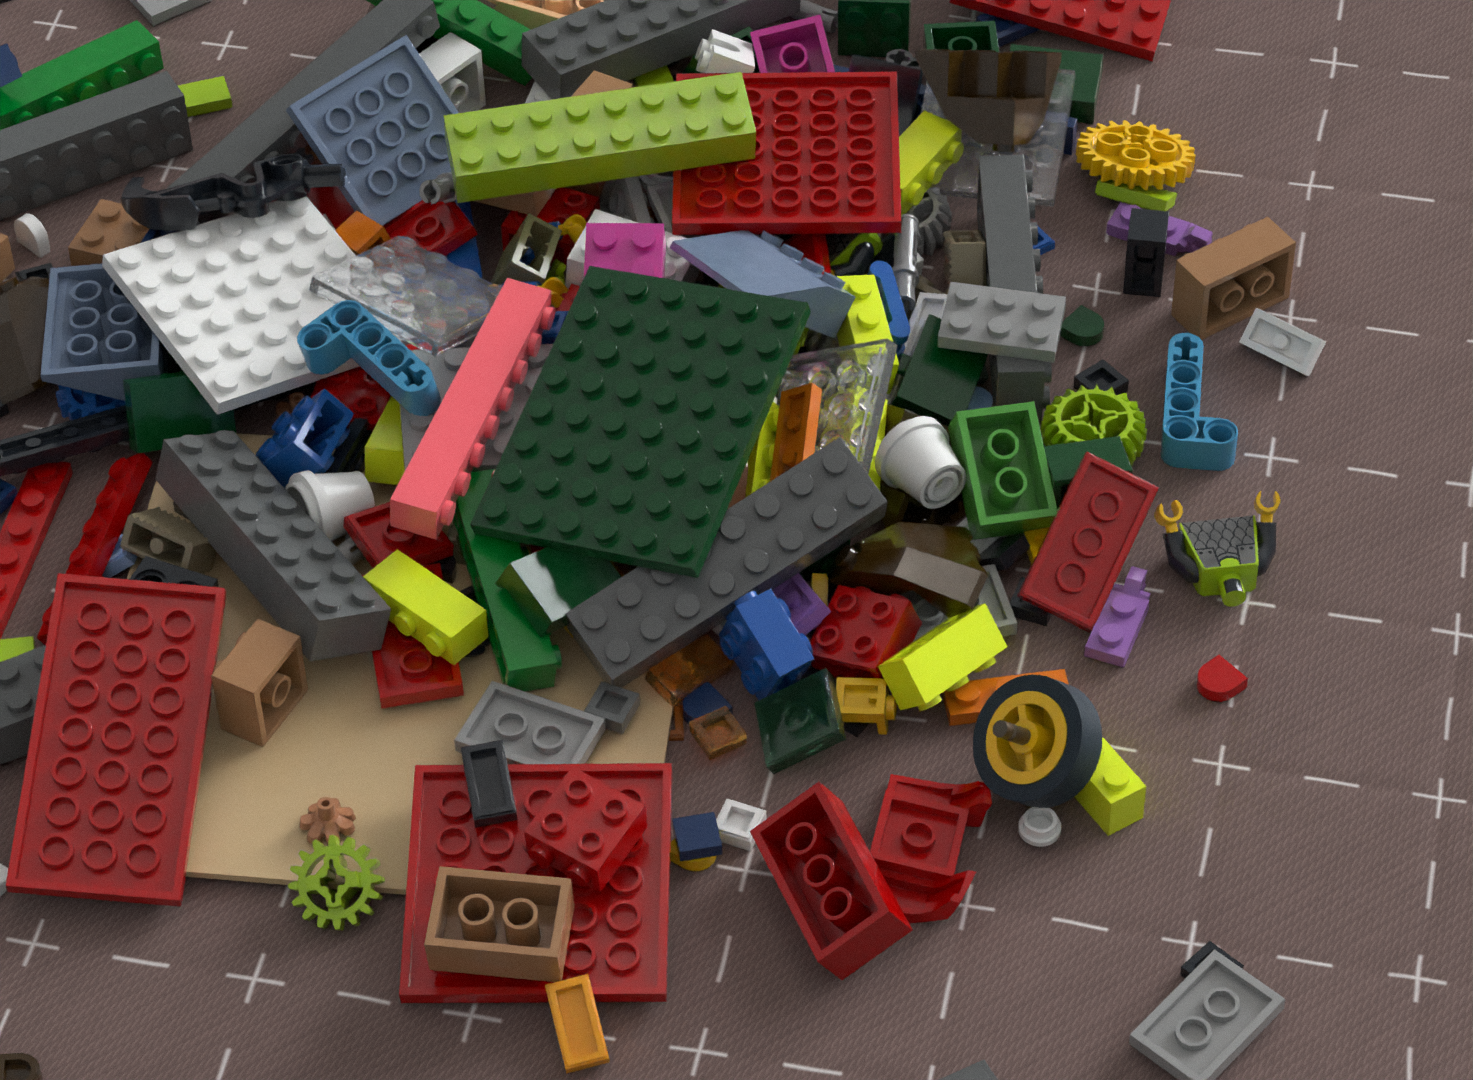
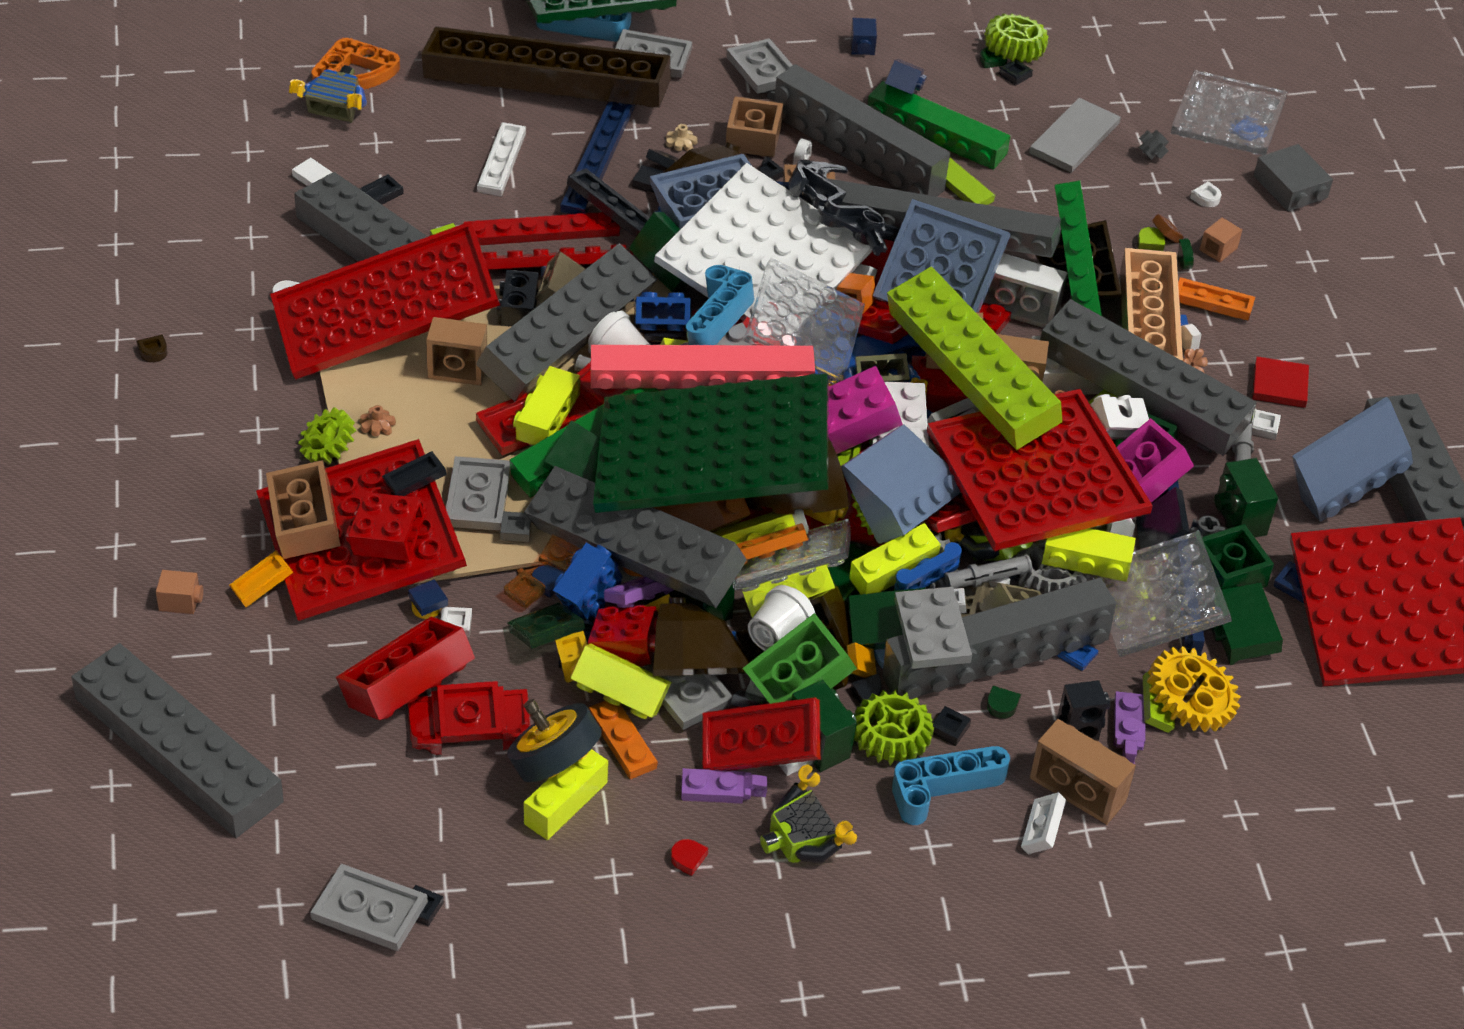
camera: 65 degrees right, 0 degrees up
(992, 93) = (1170, 569): dark brown brick -> none
(1039, 826) = (509, 780): white plate -> none

